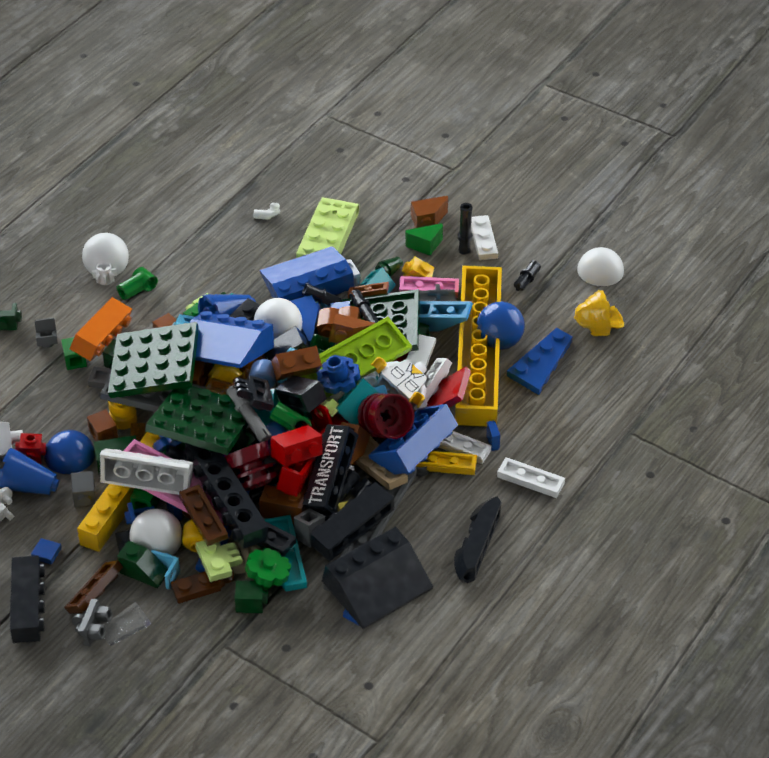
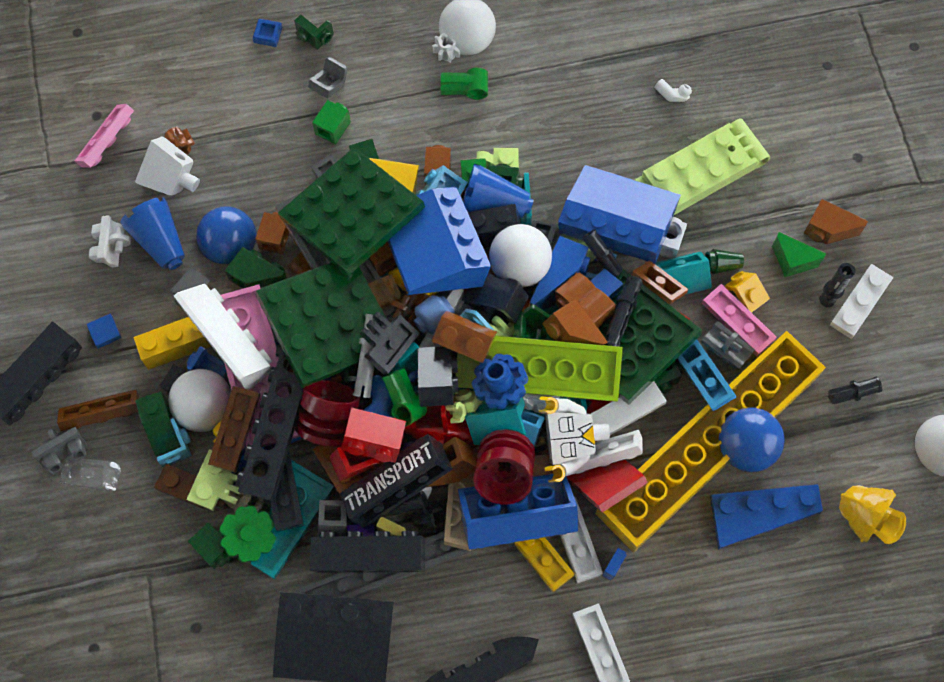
camera: 45 degrees right, 25 degrees up
(31, 446) = (188, 206): red brick -> none
(101, 329) = (371, 117): orange brick -> none

